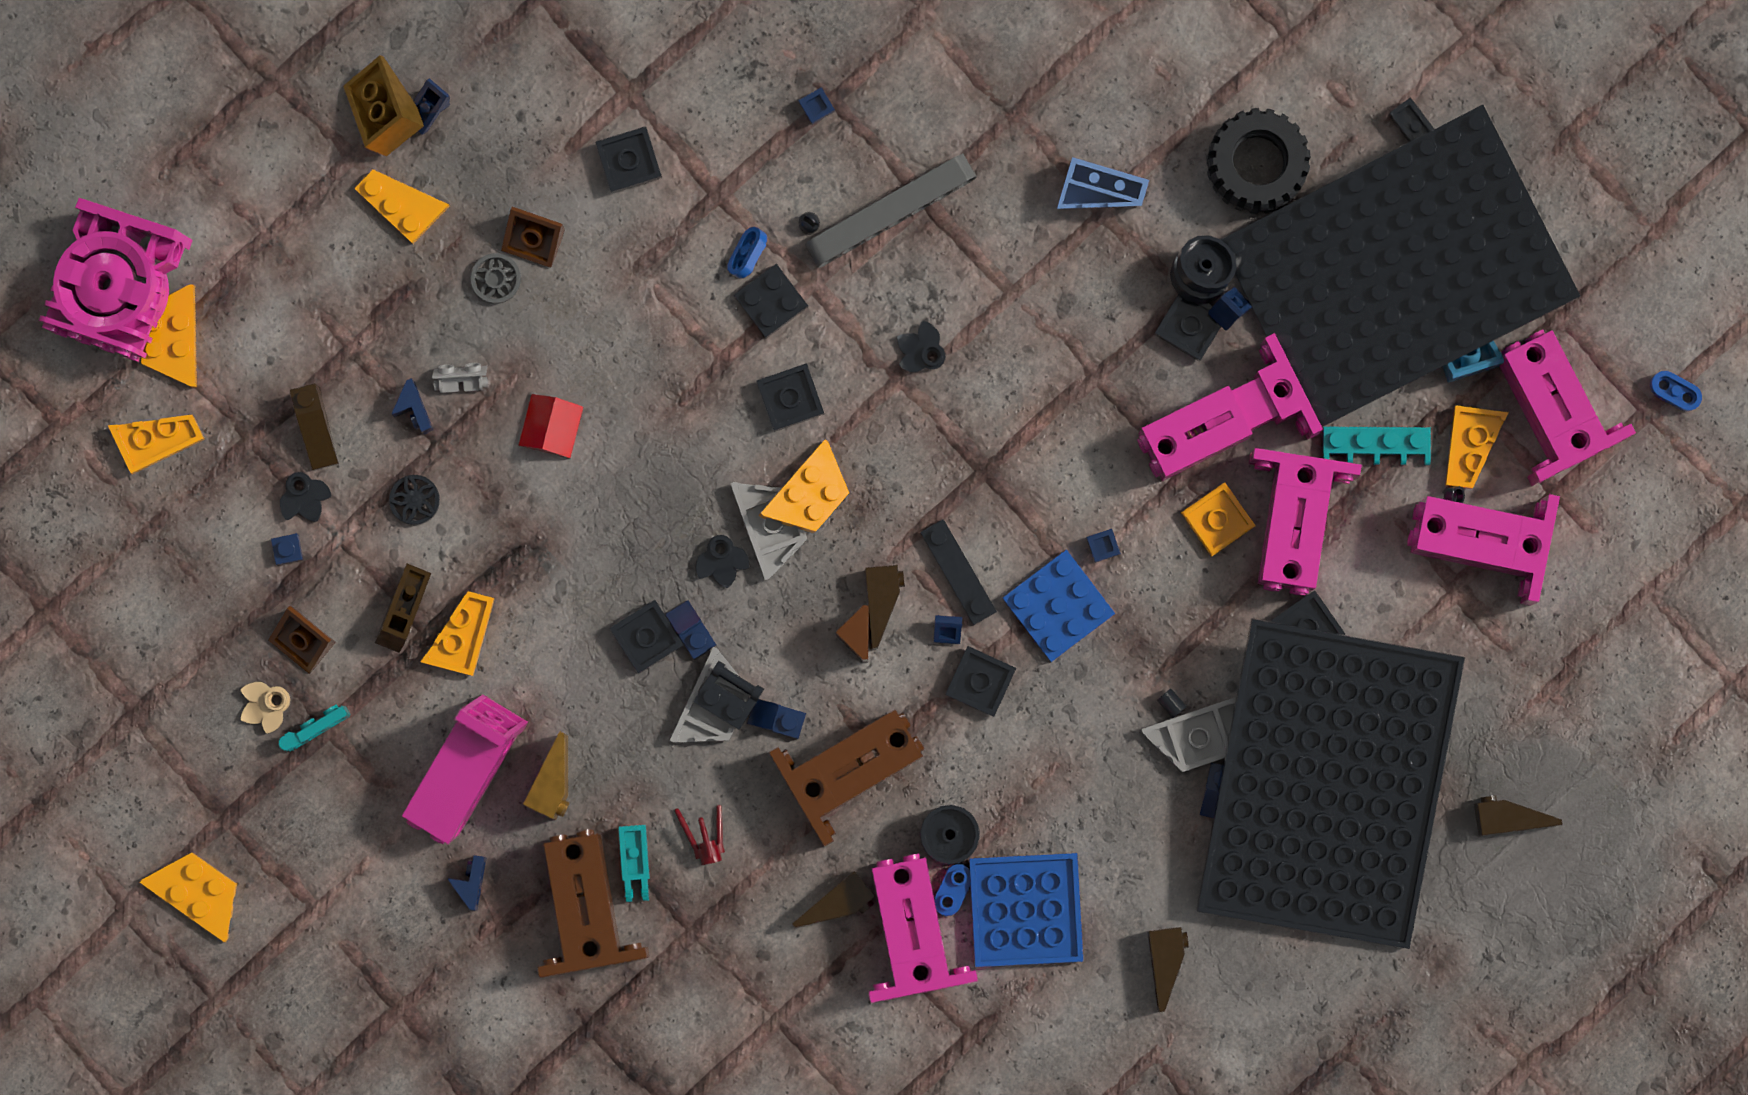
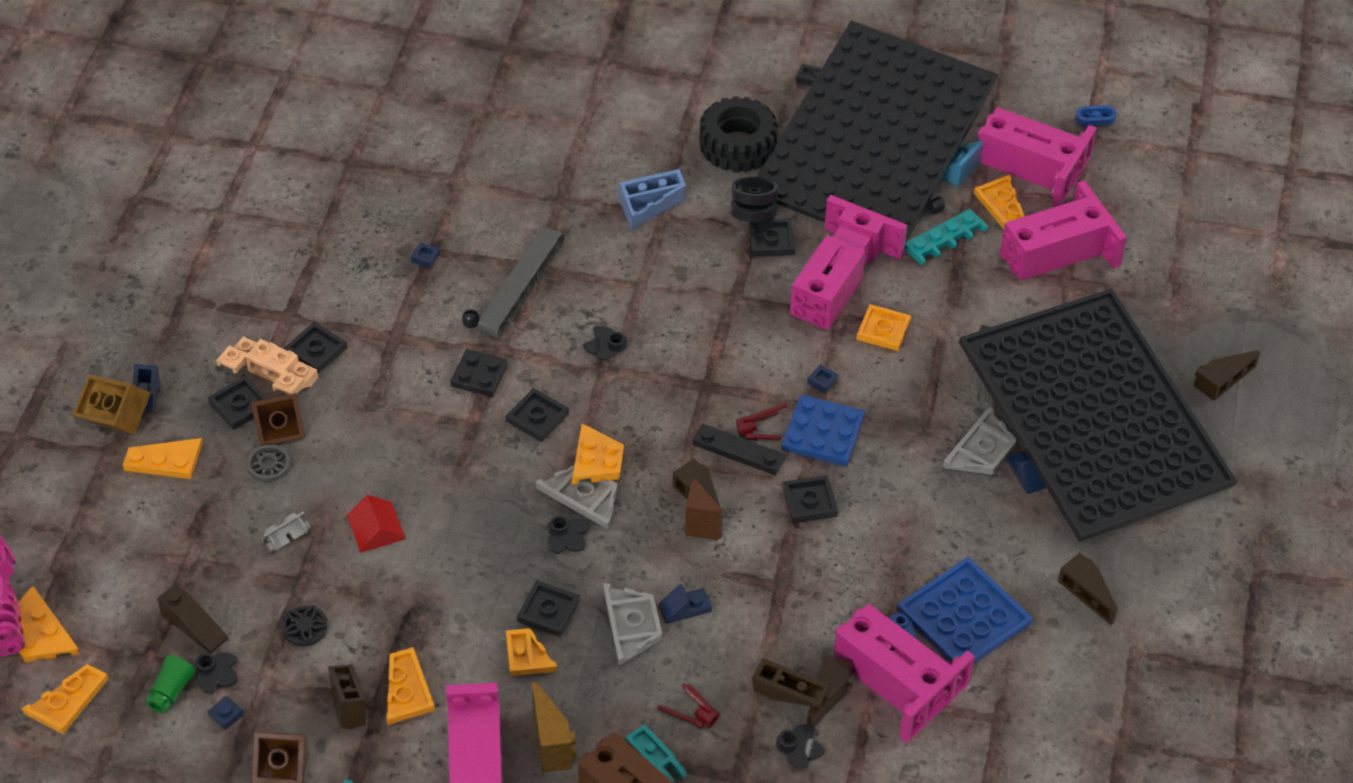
camera: 35 degrees left, 35 degrees down
(251, 488) = (169, 683): none -> green plant
(411, 401) = (263, 564): dark blue slope -> none
(511, 182) = (235, 401): none -> black plate
(577, 161) = (270, 363): none -> light nougat bracket
(593, 674) = (527, 654): none -> light orange wing
(691, 629) = (572, 581): dark blue slope -> none
(723, 703) = (639, 610): black plate -> none
(747, 252) = (441, 352): blue plate -> none
(772, 944) = (802, 748): none -> black plate
(799, 882) = (788, 685): none -> dark brown slope
(849, 768) = (762, 599): reddish brown brick -> none
(934, 830) = (873, 586): black wheel -> none
(947, 629) = (760, 481): dark blue plate -> none
(985, 552) = (748, 423): none -> dark red plant
(1171, 703) = (948, 438): black hinge -> none
(1229, 308) = (789, 209): dark blue slope -> none
(1297, 516) = (931, 287): dark pink brick -> none
(1400, 398) = (936, 205): none -> black hinge

